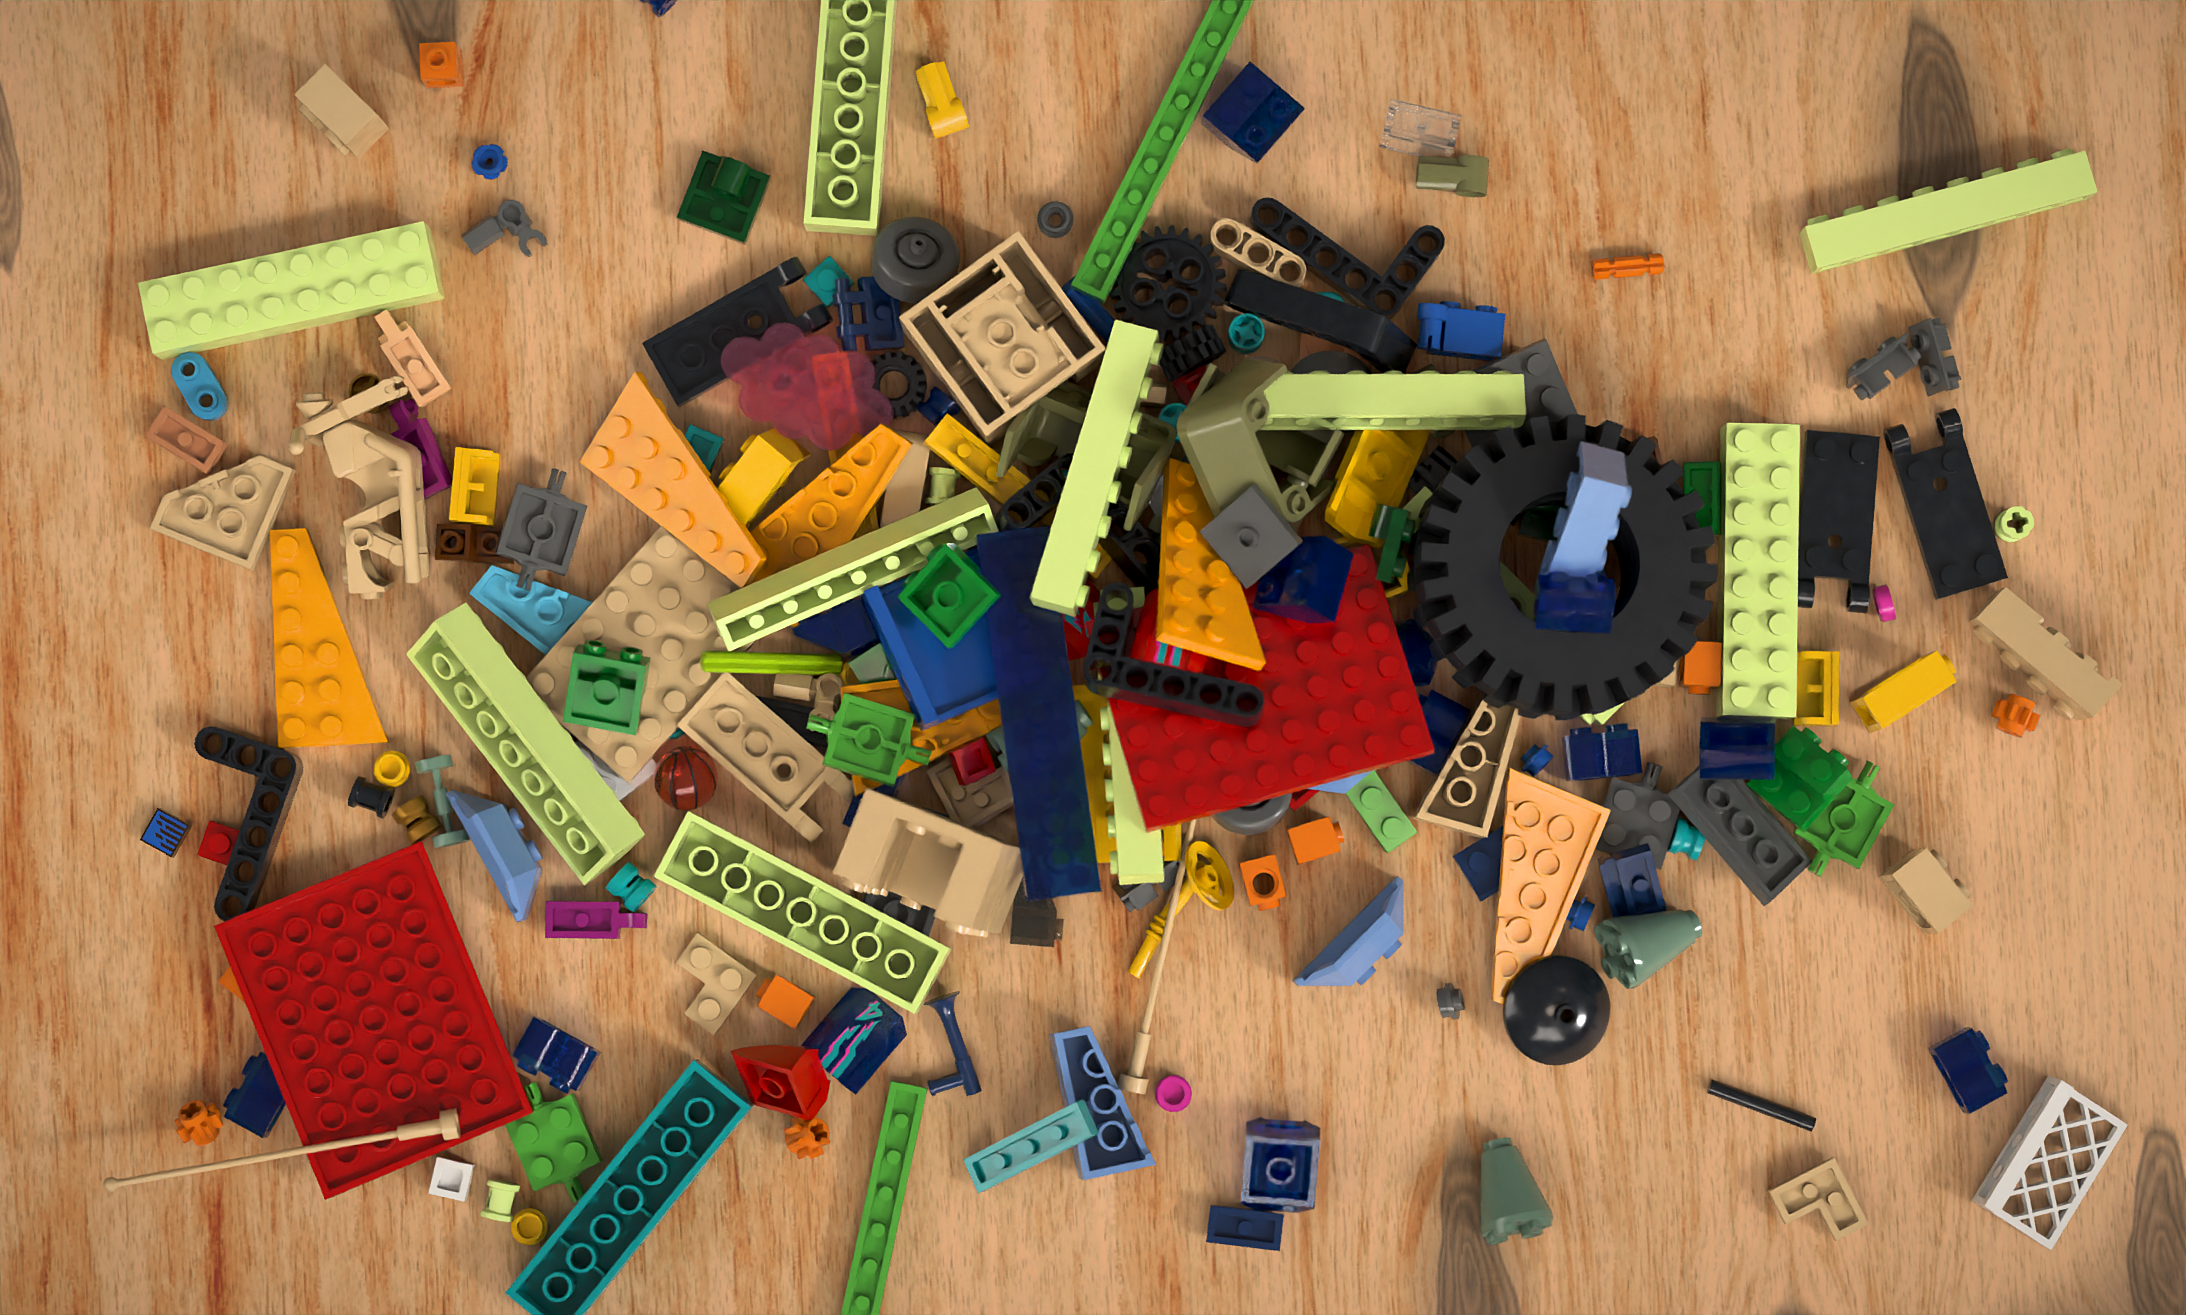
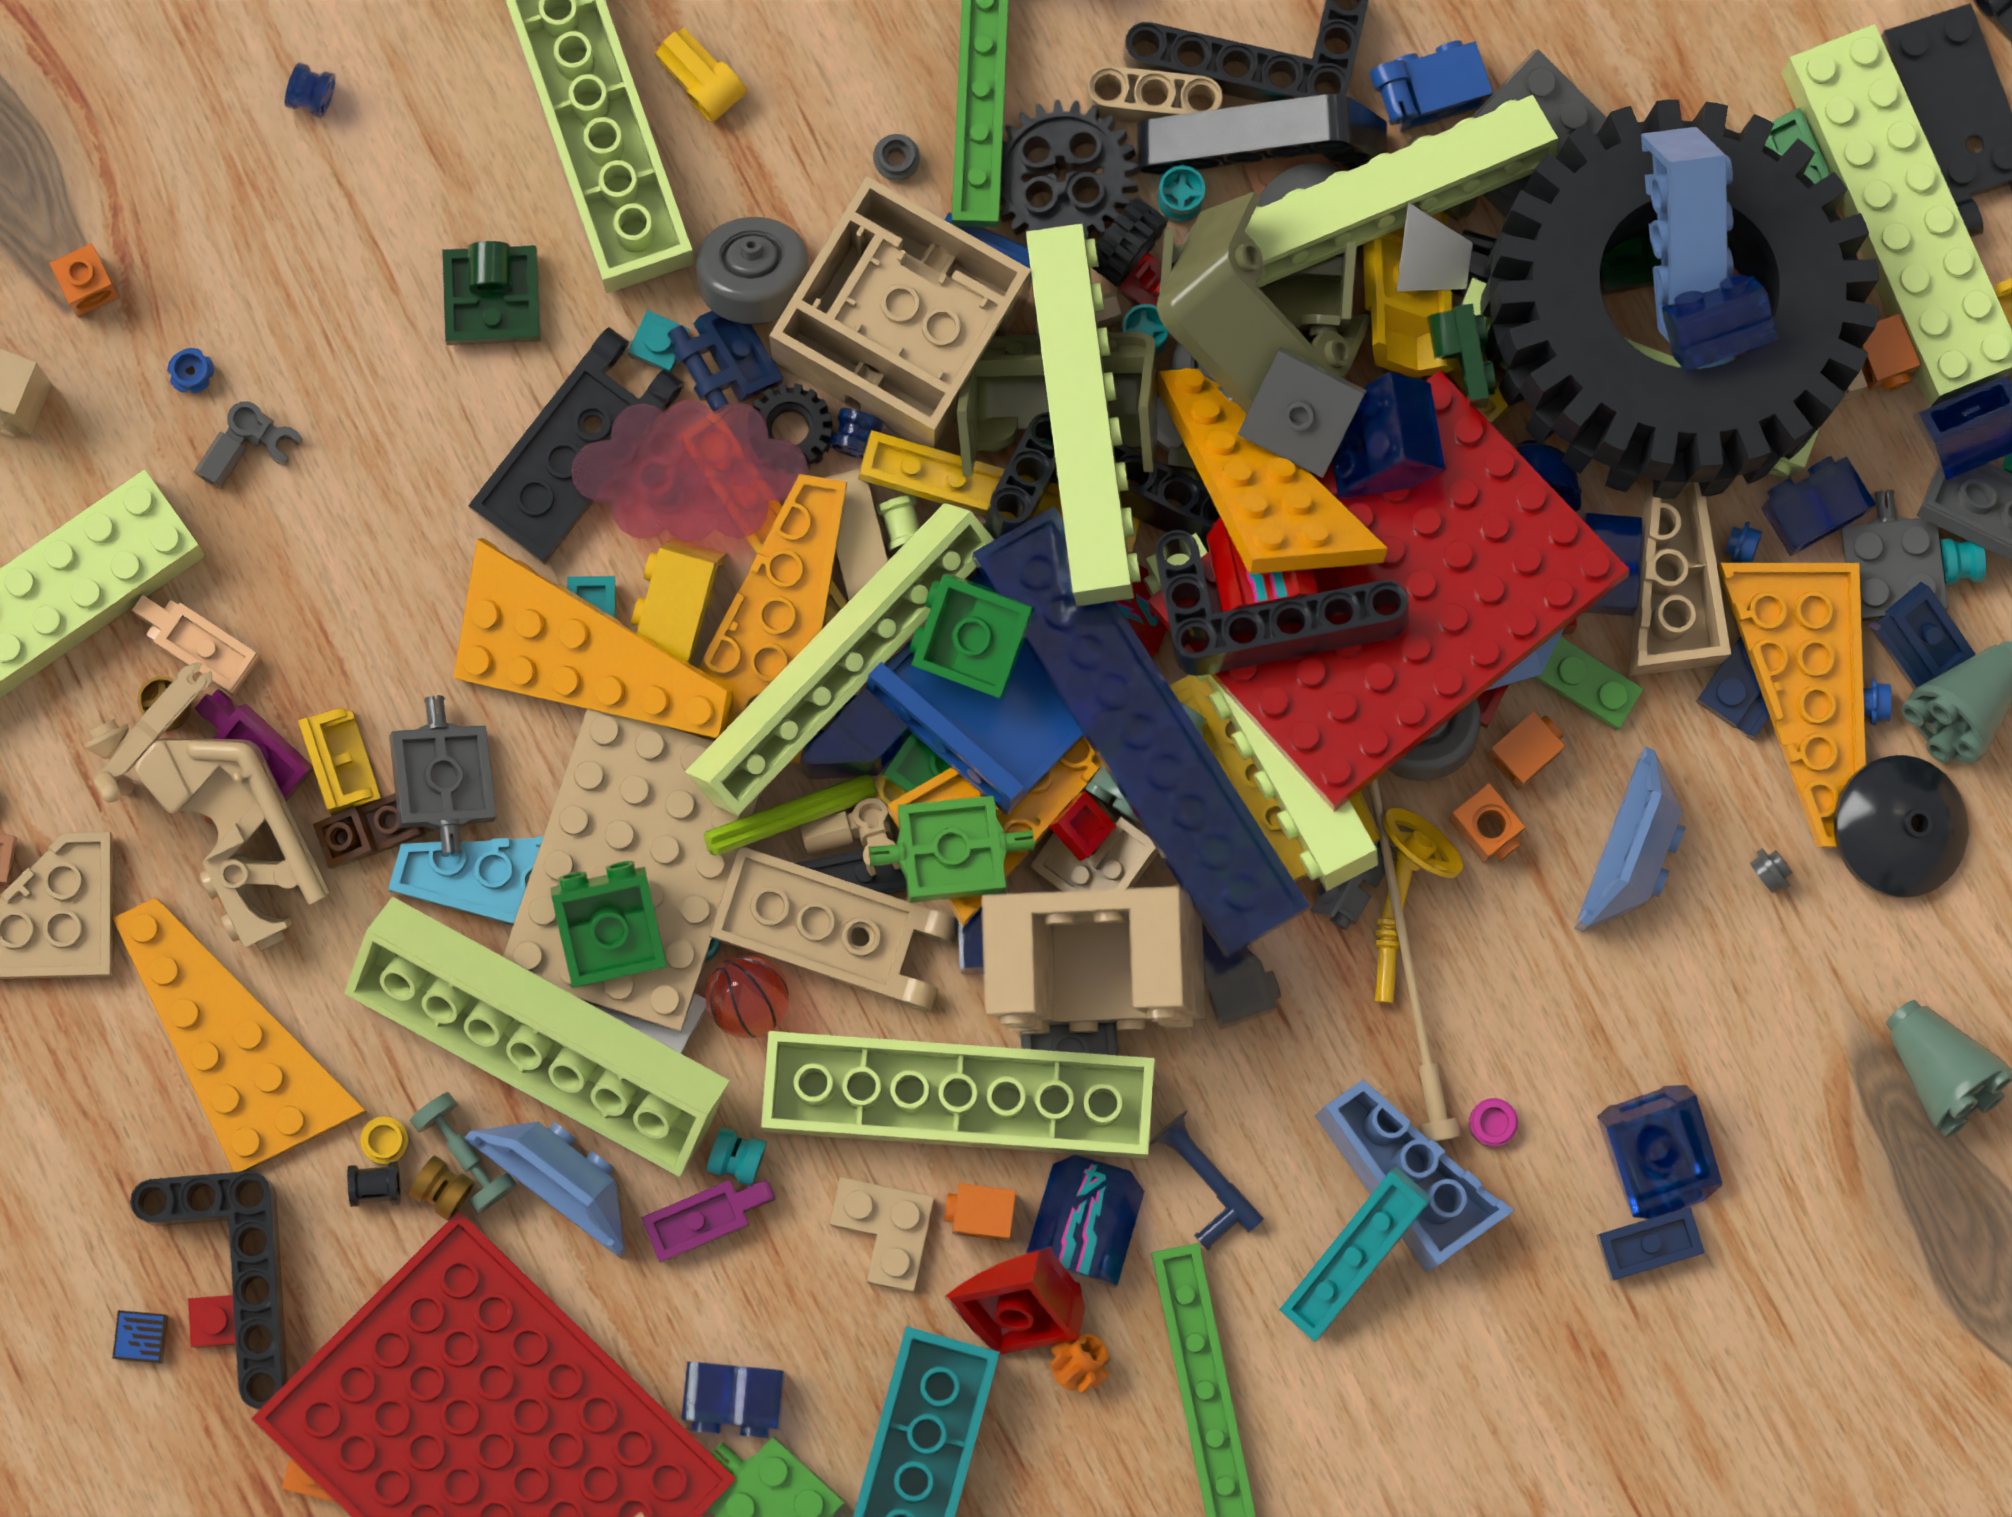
camera: 30 degrees left, 5 degrees down
(1401, 458) = (1432, 255): none -> white sticker

